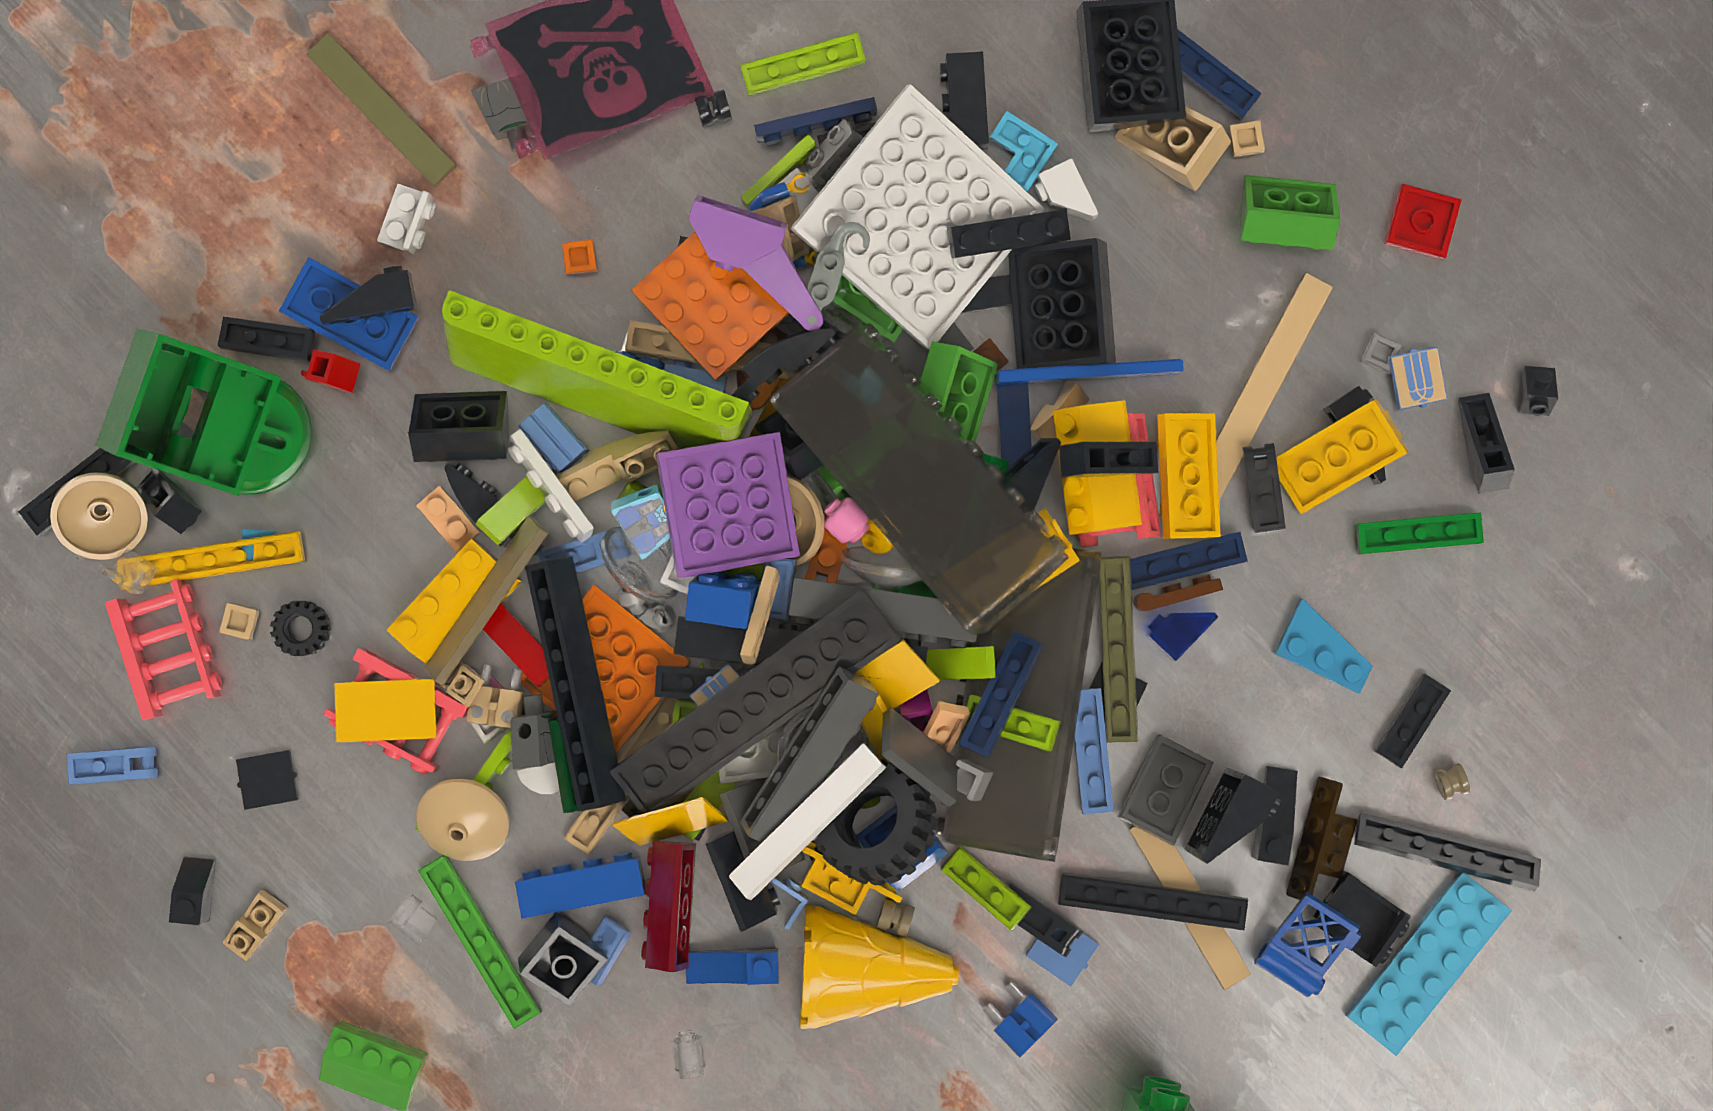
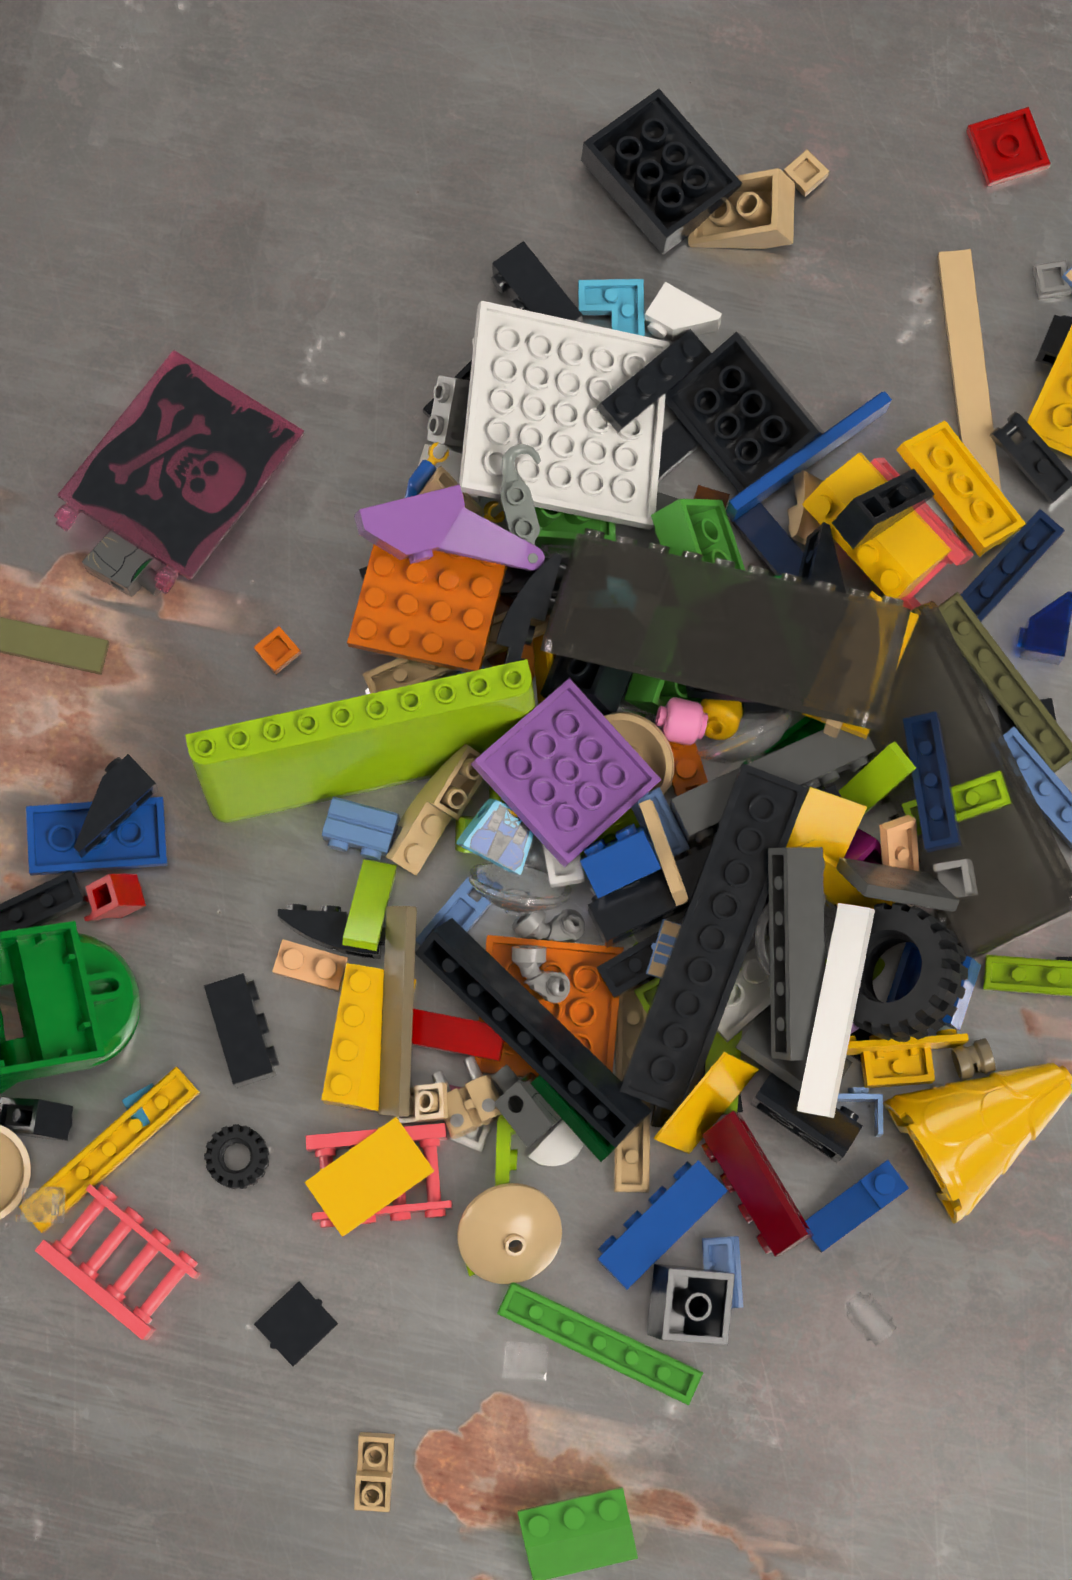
camera: 30 degrees left, 10 degrees down
(110, 765) = (137, 1408): medium blue plate -> none
(192, 891) = (294, 1476): black slope -> none
(239, 621) = (174, 1188): tan plate -> none
(364, 535) = (241, 1030): none -> black brick
(406, 219) = (93, 718): white bracket -> none
(459, 426) = (267, 872): black slope -> none
(556, 495) = (393, 869): white plate -> none
(614, 654) = (550, 984): none -> light grey arm
(720, 107) = (313, 442): black wheel -> none
(793, 159) = (412, 453): lime tile -> none
(803, 64) = (367, 356): lime tile -> none
(803, 124) = (405, 404): dark blue plate -> none
(1175, 593) = (1022, 600): reddish brown plate -> none
(1215, 78) = (746, 139): dark blue plate -> none
(1289, 212) = (888, 210): bright green slope -> none

